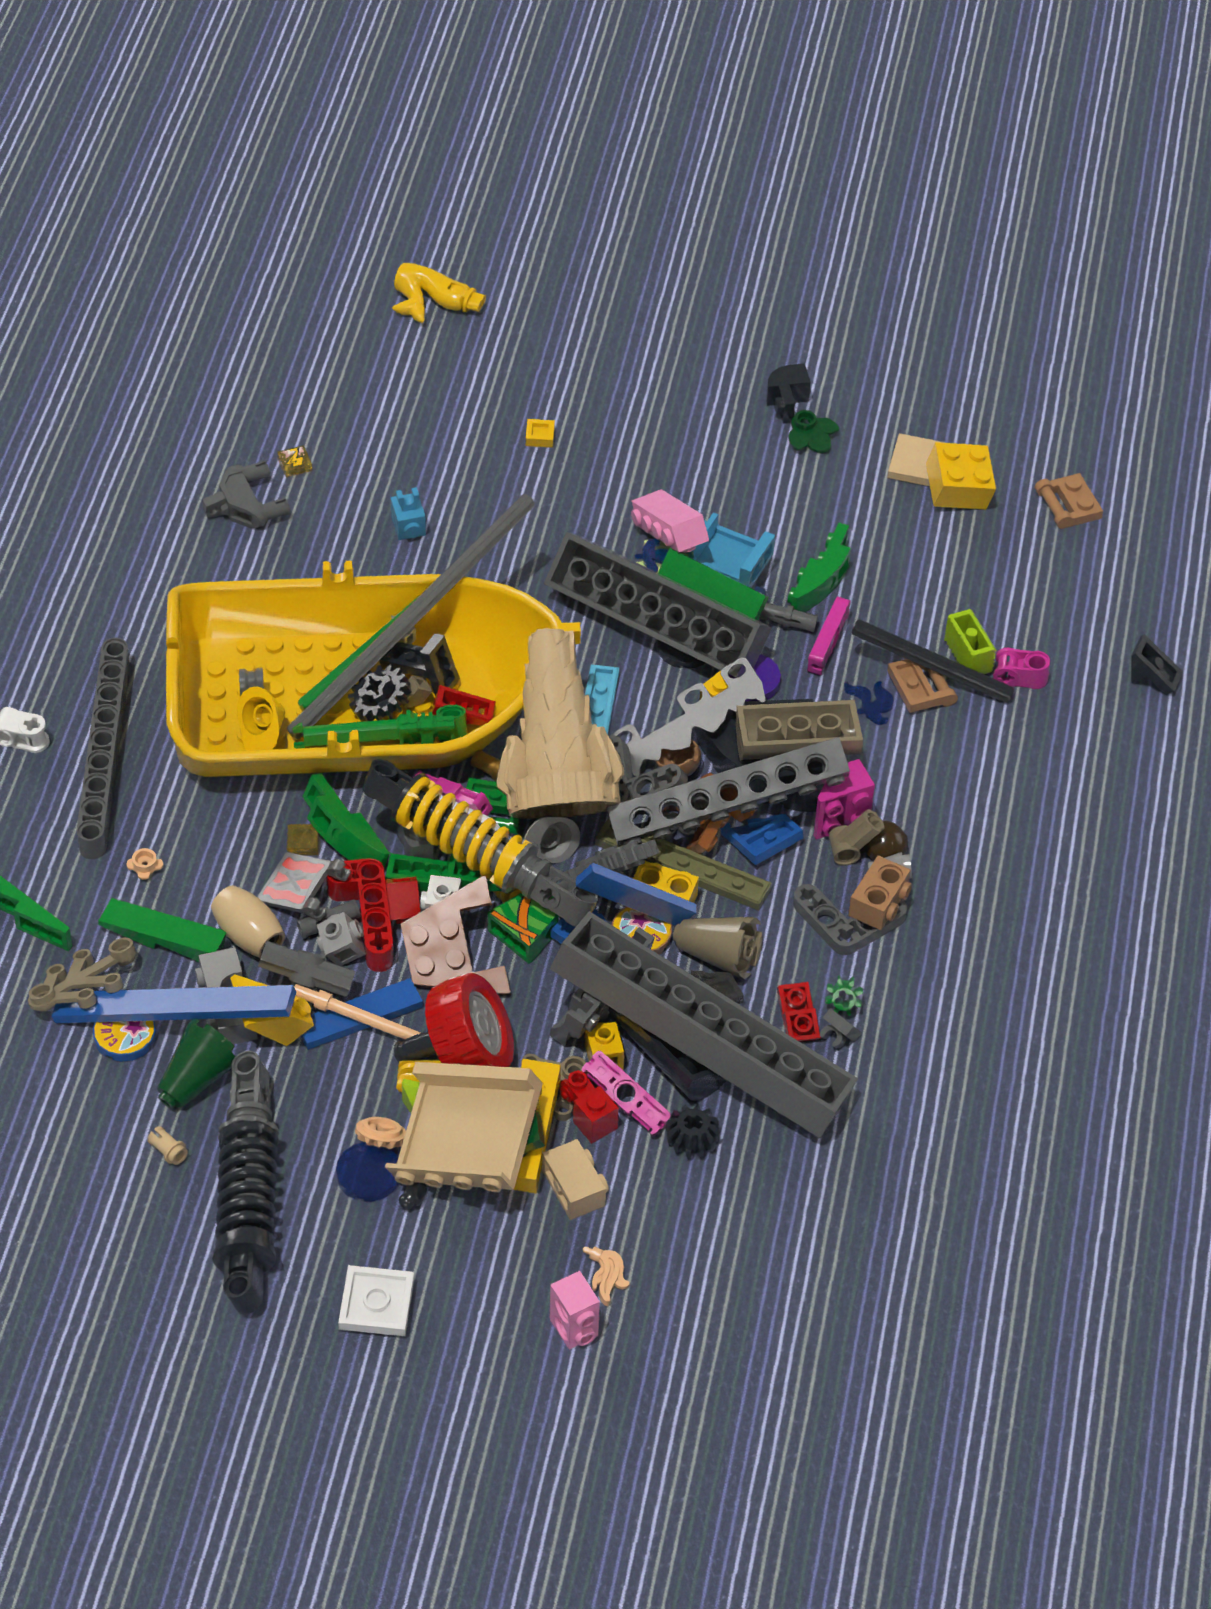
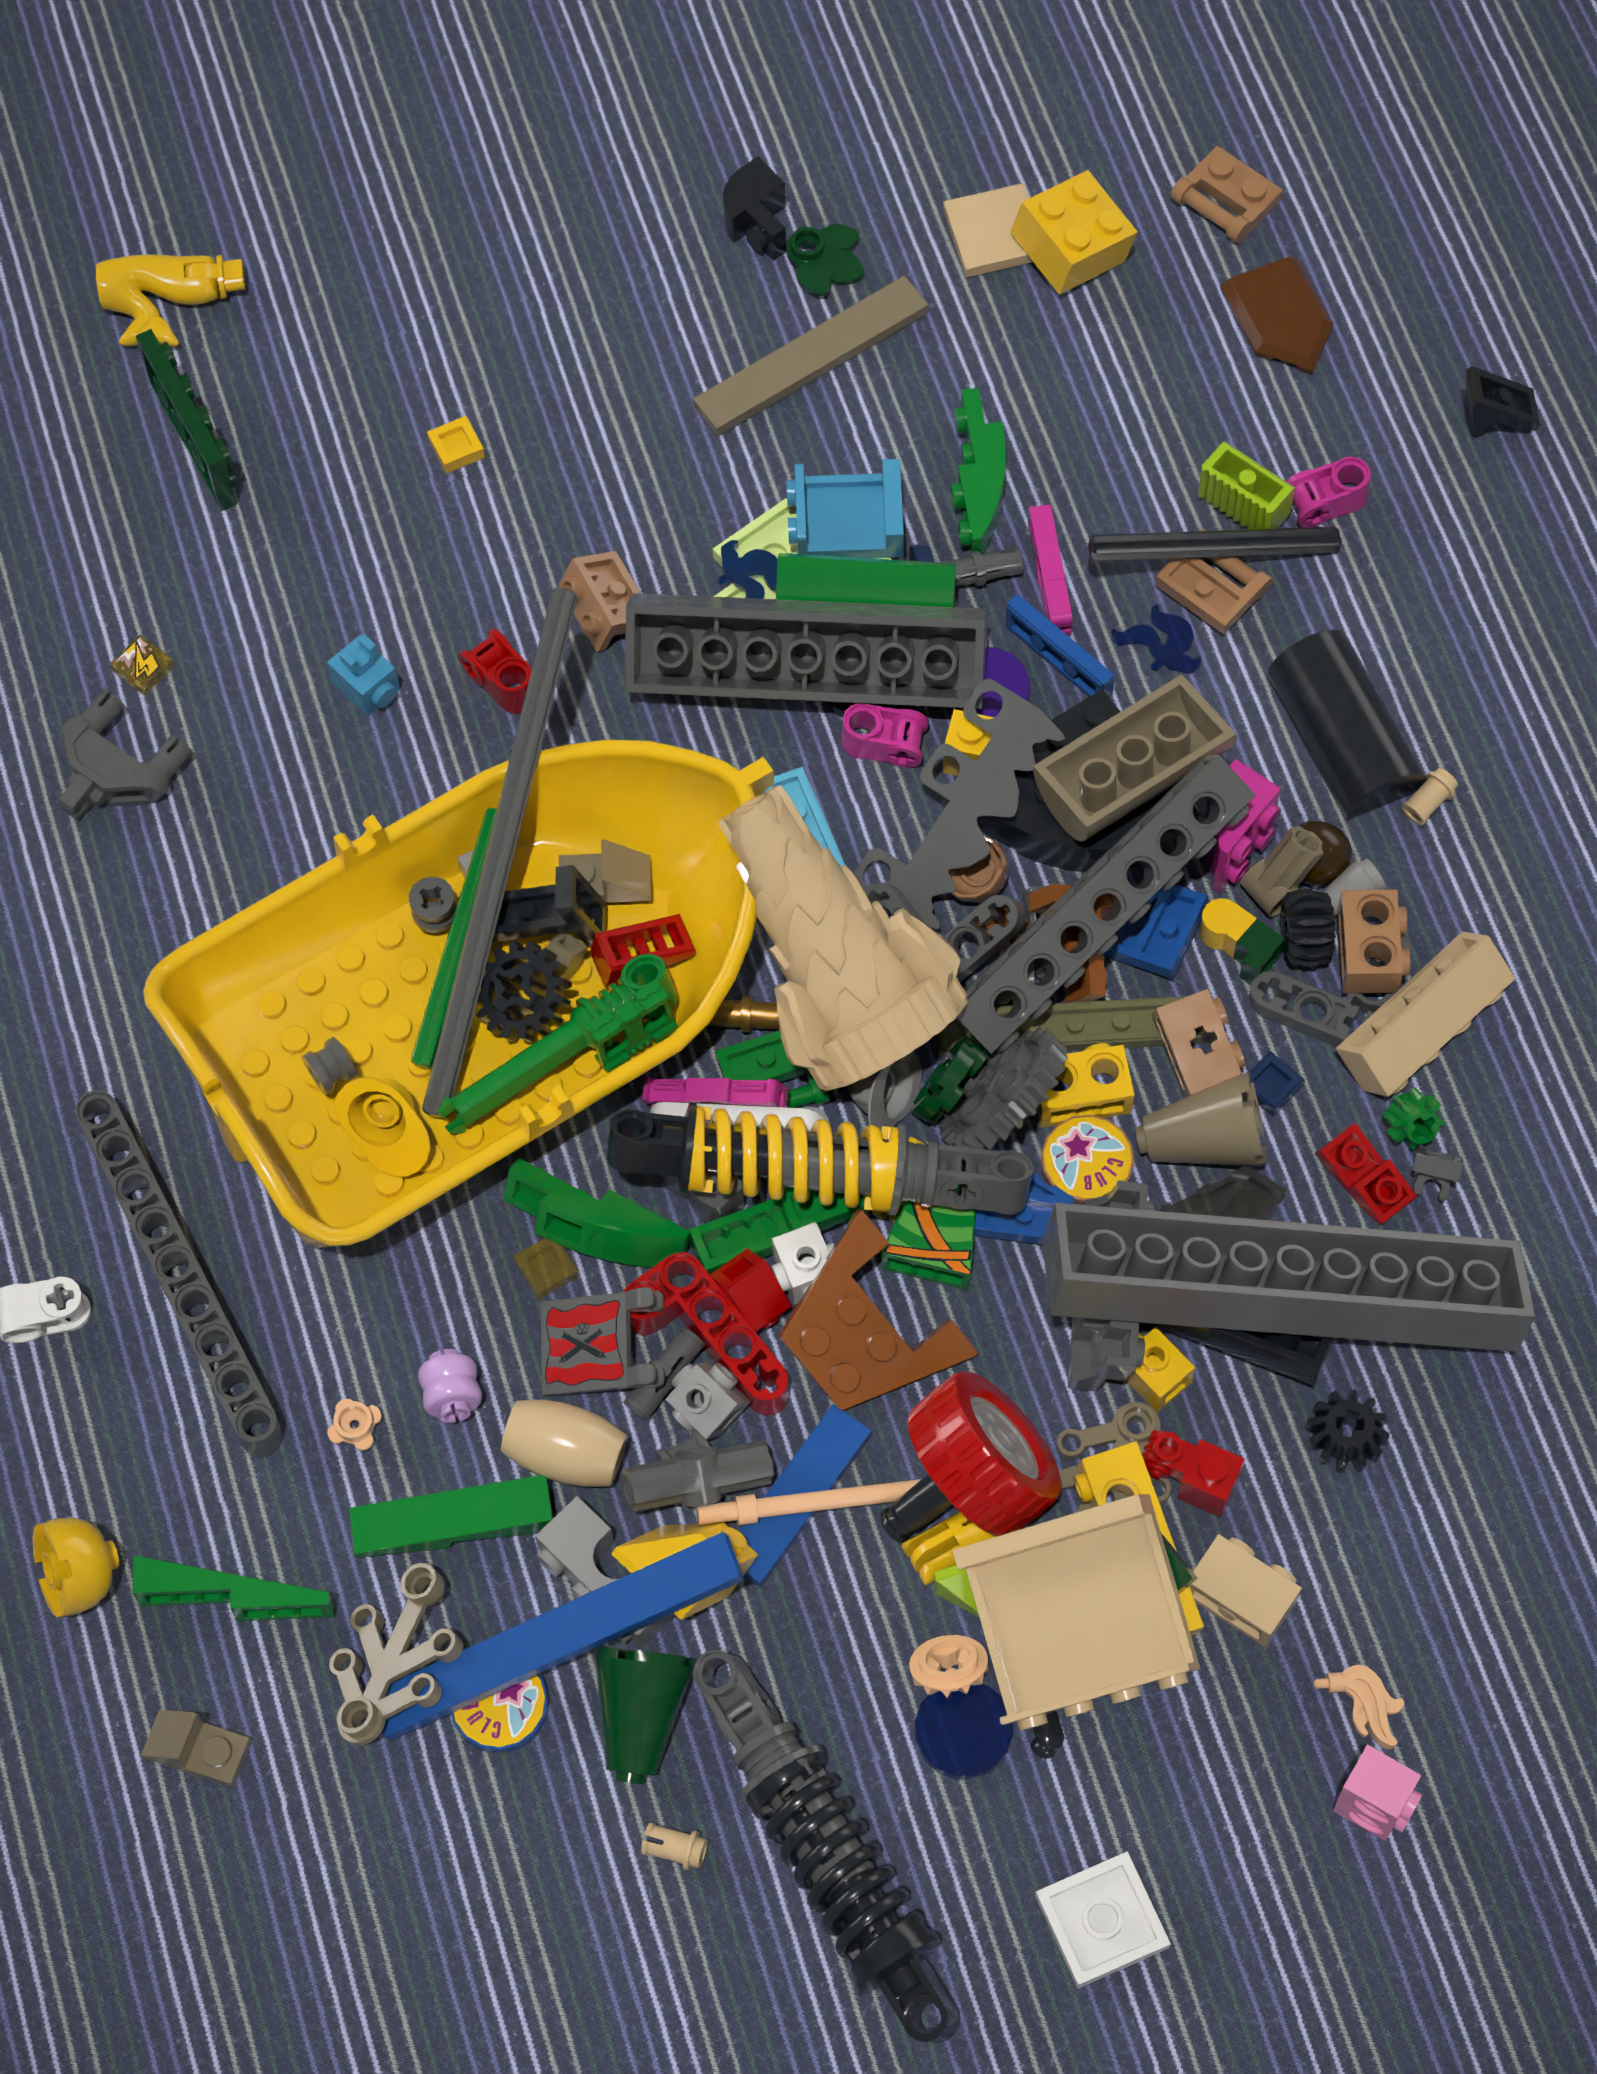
camera: 25 degrees left, 15 degrees up
(207, 867) = (449, 1385): none -> lavender piece
(356, 630) = (432, 916): none -> dark grey wheel
(400, 353) = (189, 421): none -> dark green plate
(474, 664) = (616, 873): none -> dark tan slope
(490, 562) = (495, 667): none -> red piece
(556, 528) = (602, 594): none -> medium nougat bracket
(585, 846) = (943, 1086): none -> dark green plate
(635, 894) = (1072, 1126): blue tile -> none
(643, 1106) = (1203, 1415): dark pink piece -> none
(670, 521) = (743, 508): bright pink brick -> none
(674, 669) = (887, 734): none -> dark pink piece
(744, 881) = (1178, 1028): none -> medium nougat brick
(769, 475) = (810, 355): none -> dark tan tile
(777, 944) = (1275, 1083): none -> dark blue tile
(804, 669) = (1057, 648): none -> blue tile
(809, 860) = (1241, 936): none -> leg
(848, 870) = (1308, 927): none -> black gear
(887, 946) = (1425, 1014): none -> tan brick
(949, 785) = (1344, 724): none -> black brick
(972, 844) = (1437, 788): none -> tan pin
(1059, 571) = (1280, 313): none -> reddish brown tile

